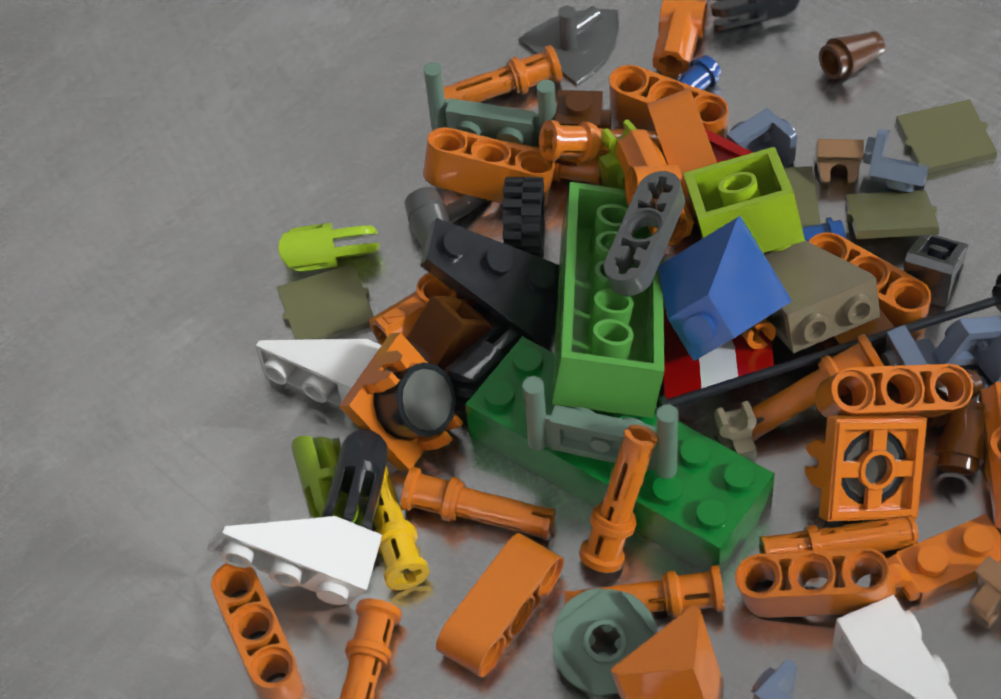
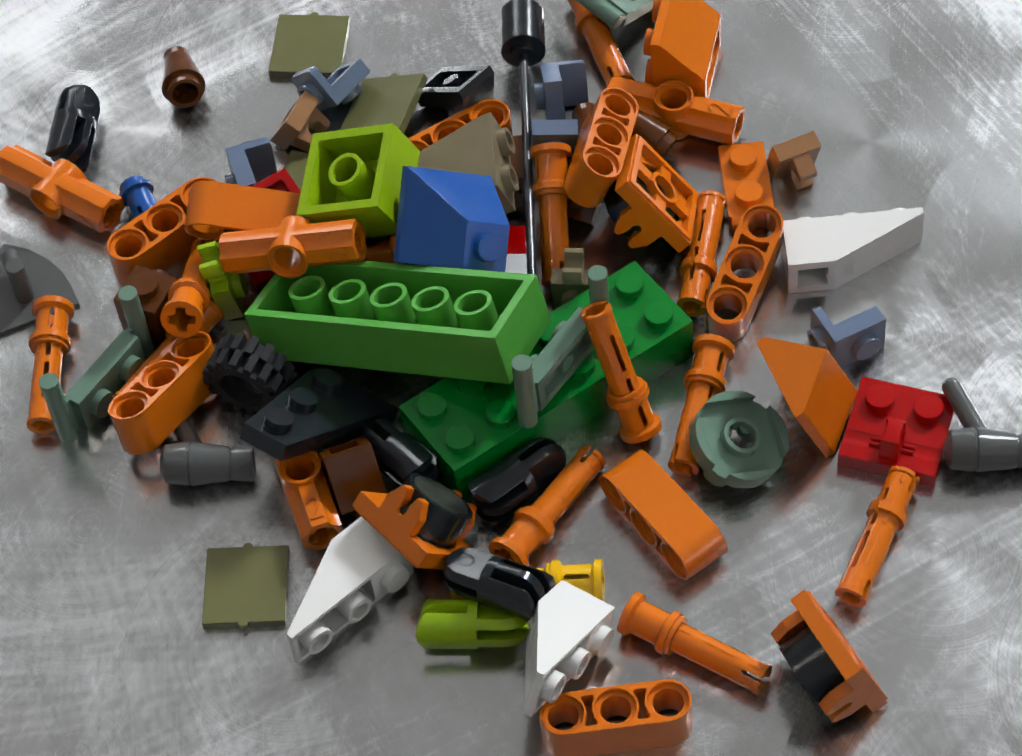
camera: 70 degrees left, 0 degrees up
(315, 246) = (180, 563): lime arm -> none
(497, 466) = (516, 479): none -> black arm
(649, 251) = (377, 268): dark grey beam -> none

